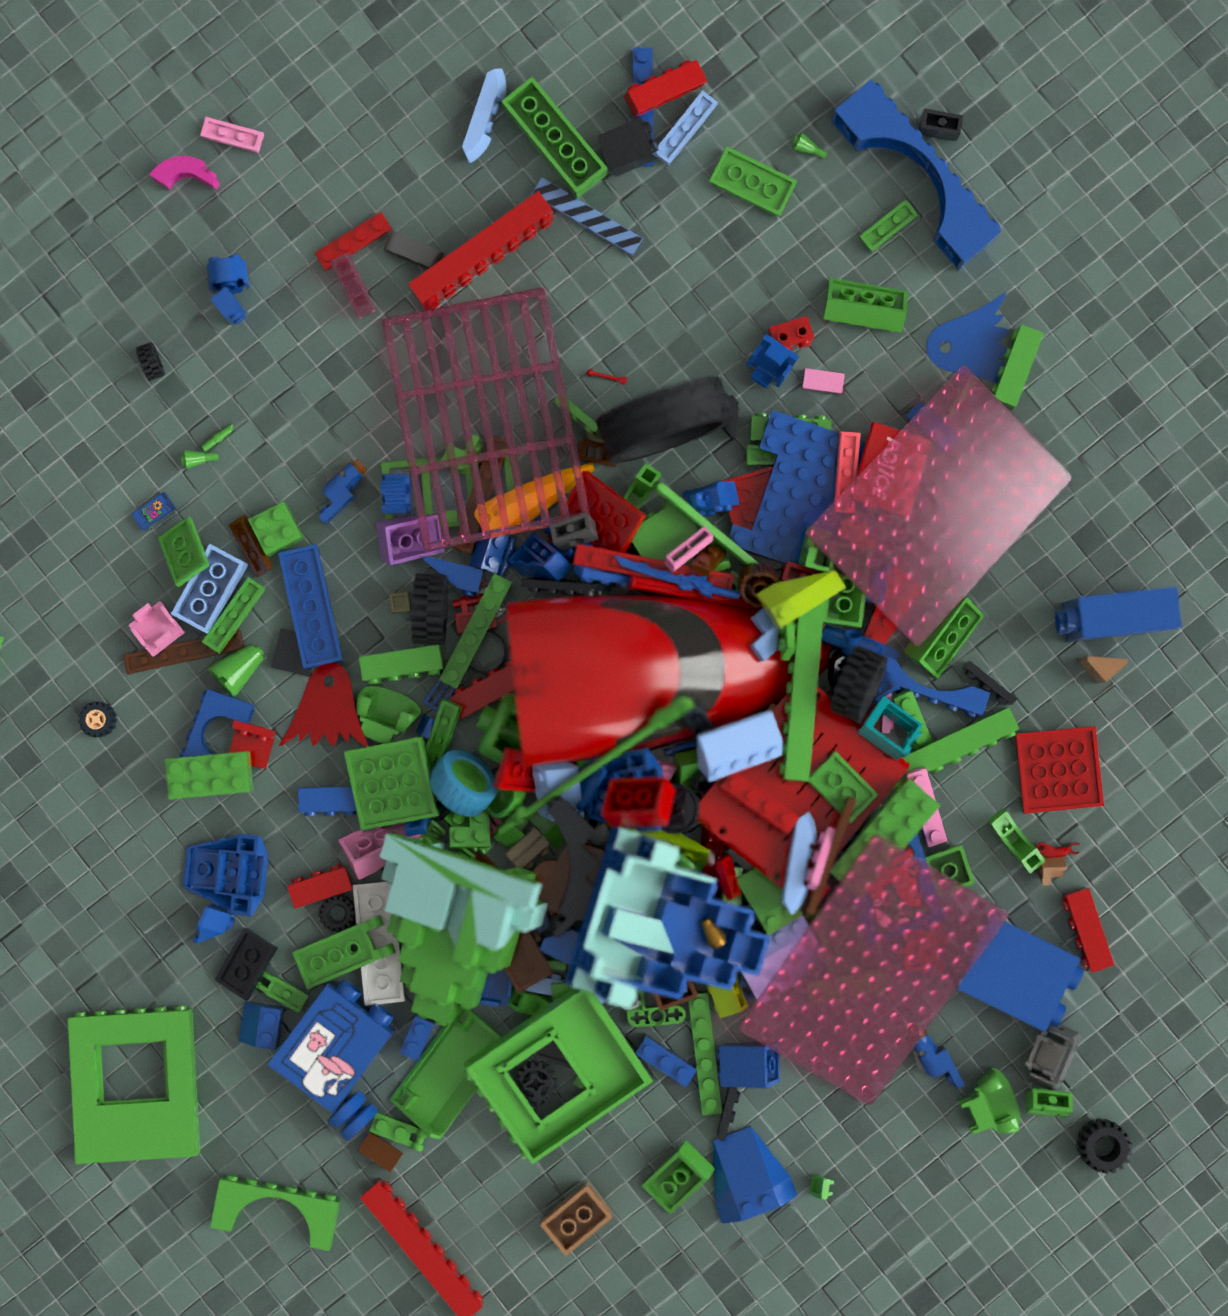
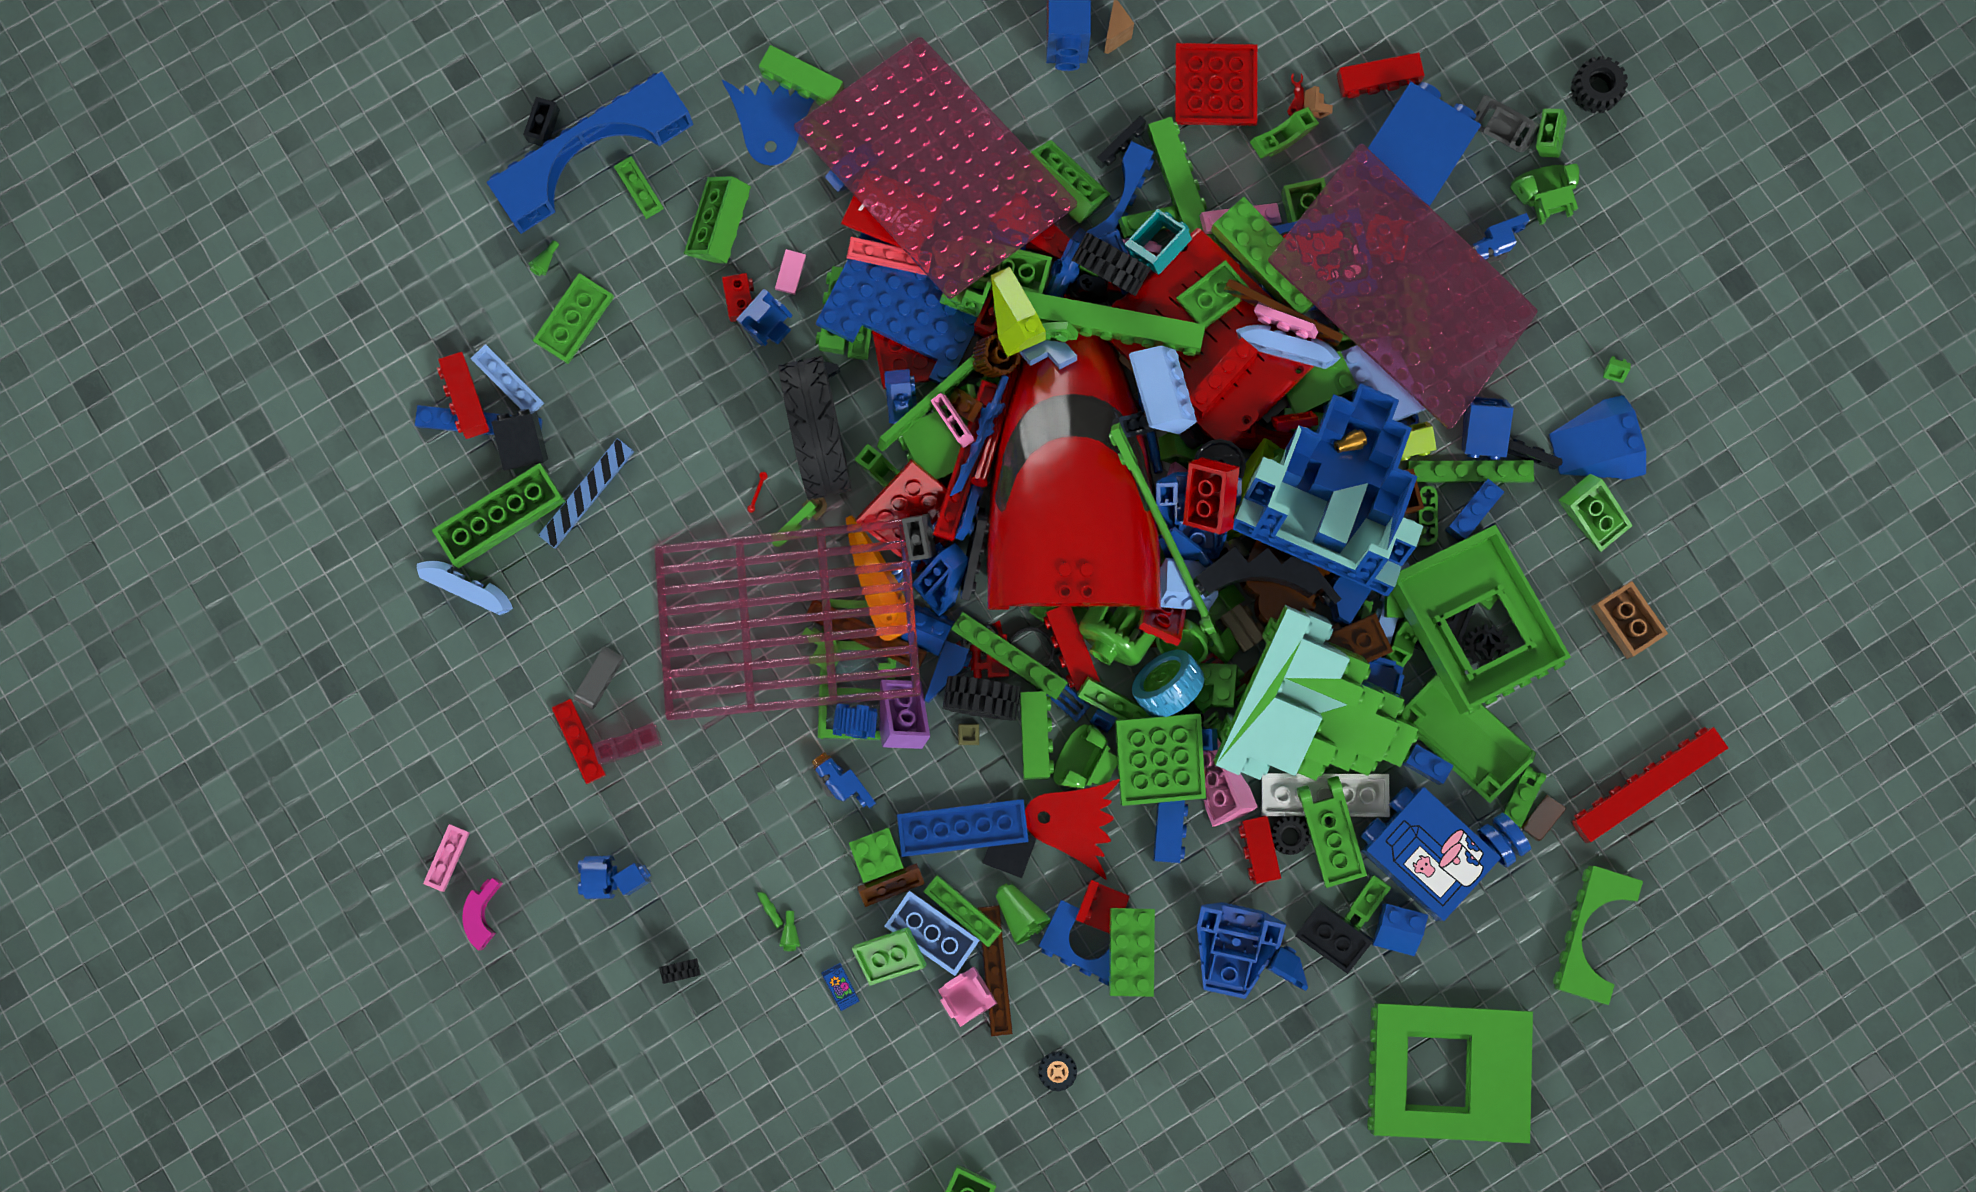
camera: 90 degrees left, 5 degrees down
(482, 251) = (609, 605): red brick -> none
(598, 446) = (843, 513): reddish brown slope -> none

